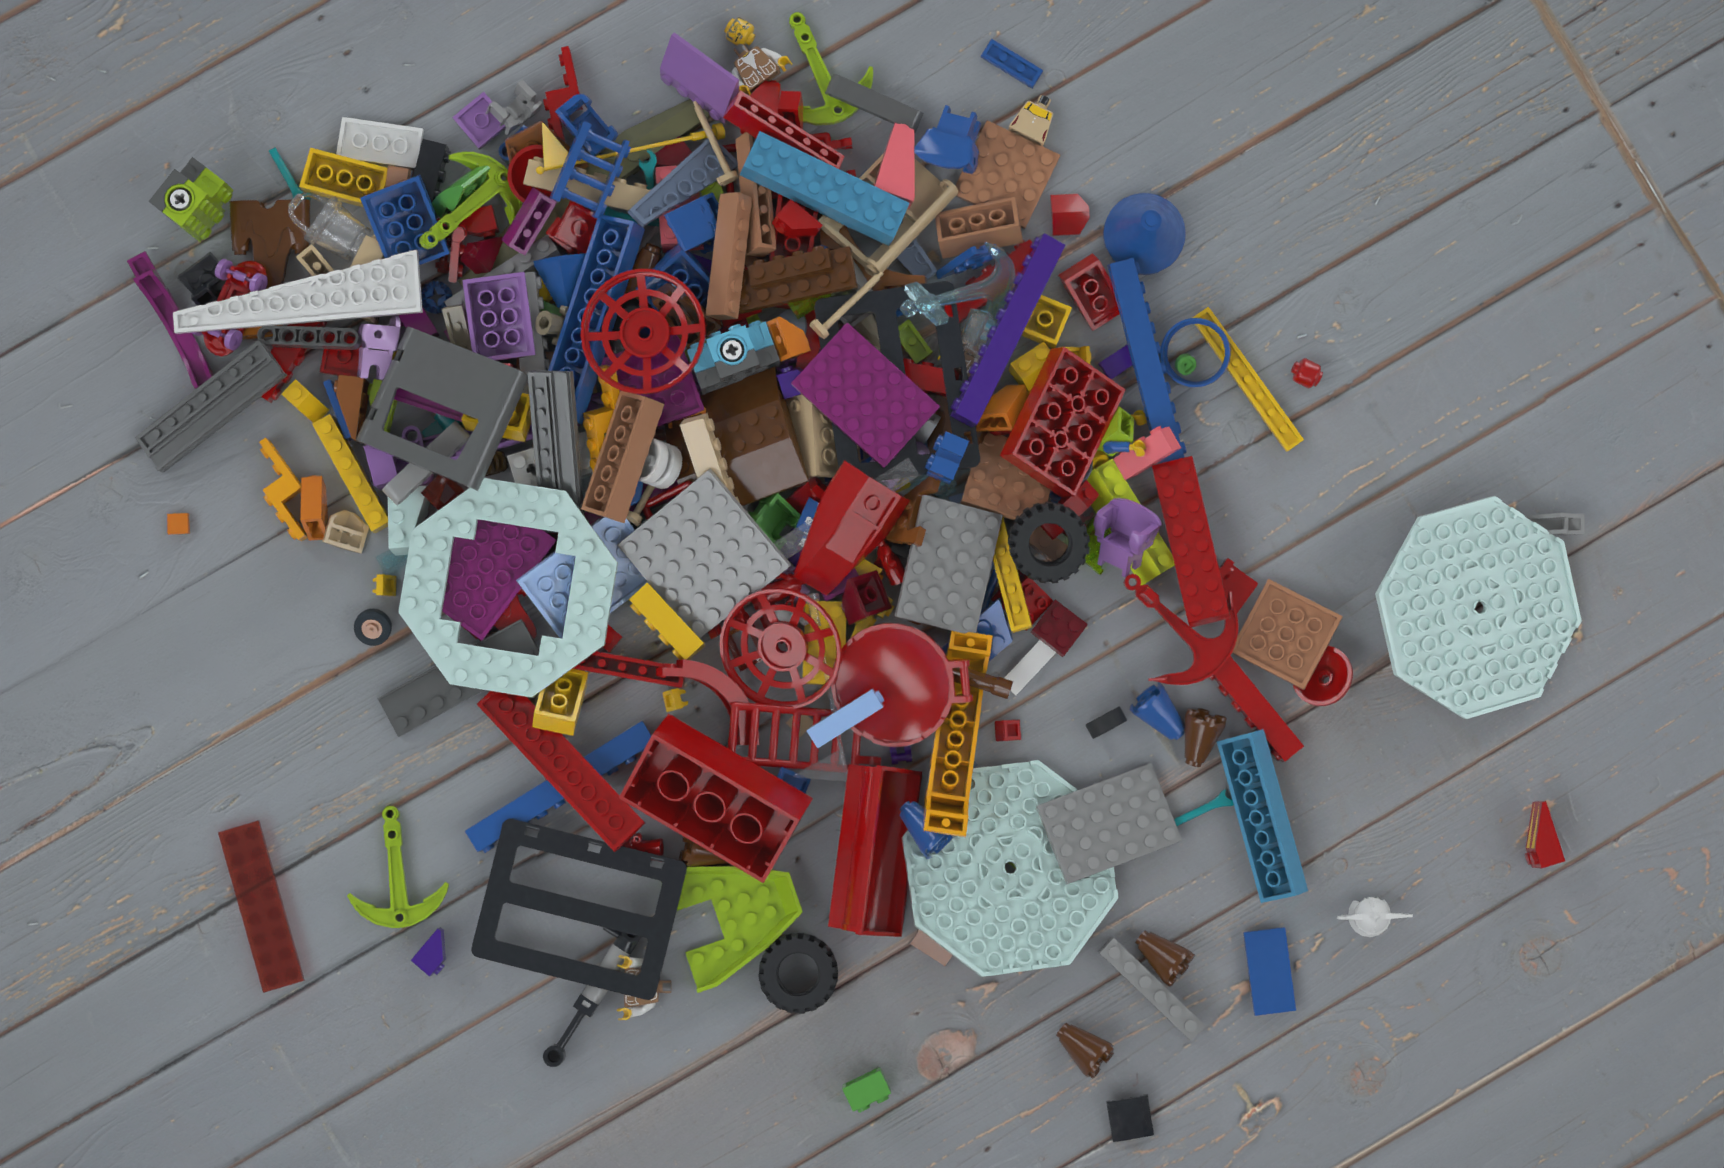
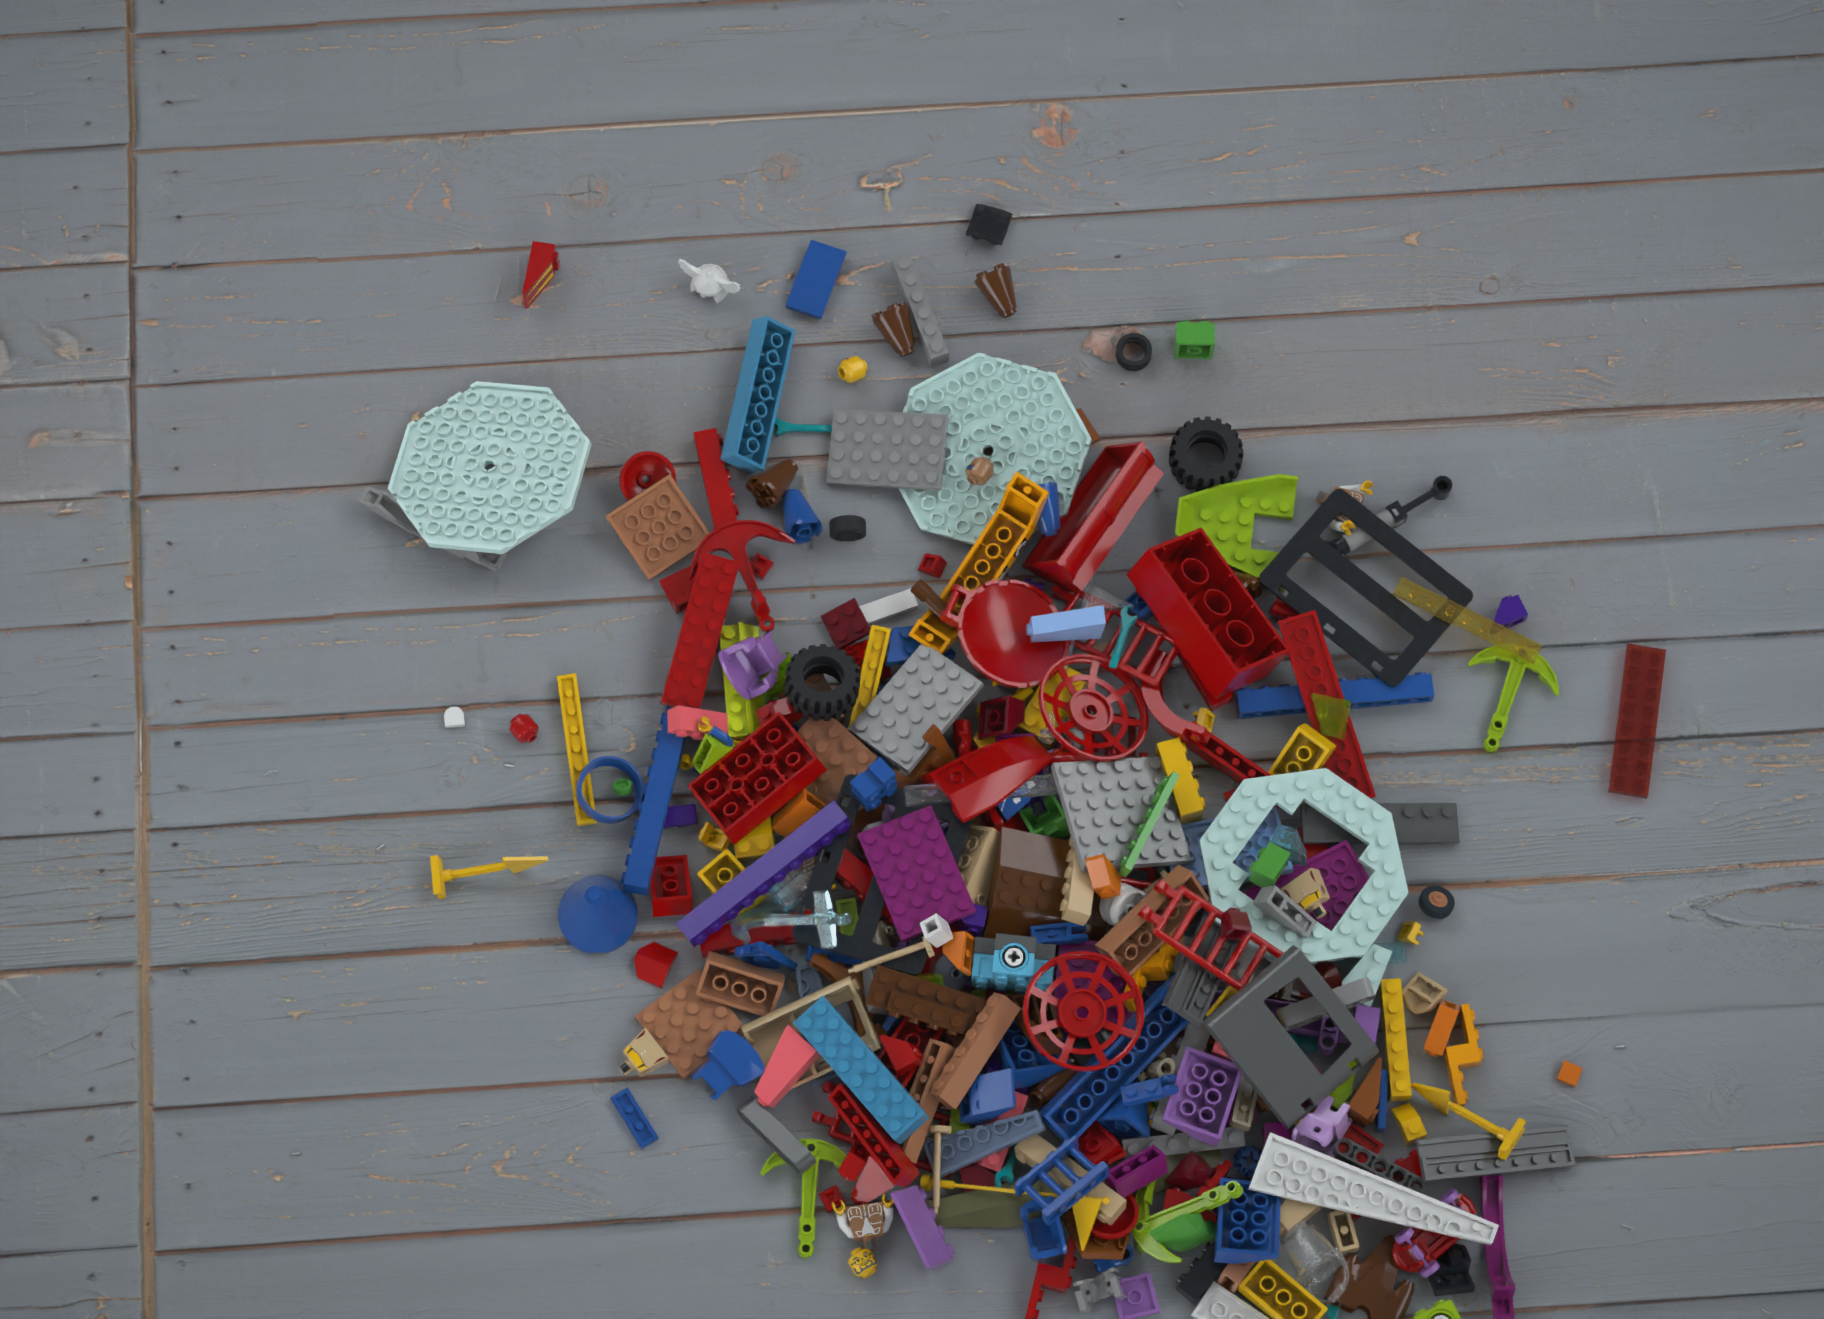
camera: 155 degrees left, 15 degrees down
(202, 422) = (1441, 1101): none -> yellow piece
(465, 922) = (1467, 620): none -> clear yellow tile
(490, 561) = (1308, 892): none -> tan torso
(502, 528) = (1284, 910): none -> light grey slope
(533, 602) = (1289, 840): none -> clear light blue slope
(538, 566) = (1269, 865): none -> bright green brick
(539, 480) = (1234, 924): none -> dark red slope
(550, 756) = (1332, 715): none -> clear neon green slope
(551, 292) = (1149, 1090): none -> blue hinge
(566, 487) = (1159, 921): none -> red bar
(670, 557) = (1159, 800): none -> bright green wing
(685, 471) = (1103, 876): none -> orange slope
(711, 403) = (1059, 933): none -> blue hinge
(790, 752) = (1127, 622): none -> teal piece
(797, 78) = (831, 1195): none -> red tile
(817, 343) = (936, 930): none -> white brick
(926, 1065) = (1133, 365): none -> black tyre
(1007, 838) = (979, 471): none -> medium nougat head
(1170, 647) = (761, 566): none -> red tile
(1185, 892) = (852, 369): none -> yellow head
(1306, 194) = (440, 876): none -> yellow piece
(1377, 354) = (454, 717): none -> white tile

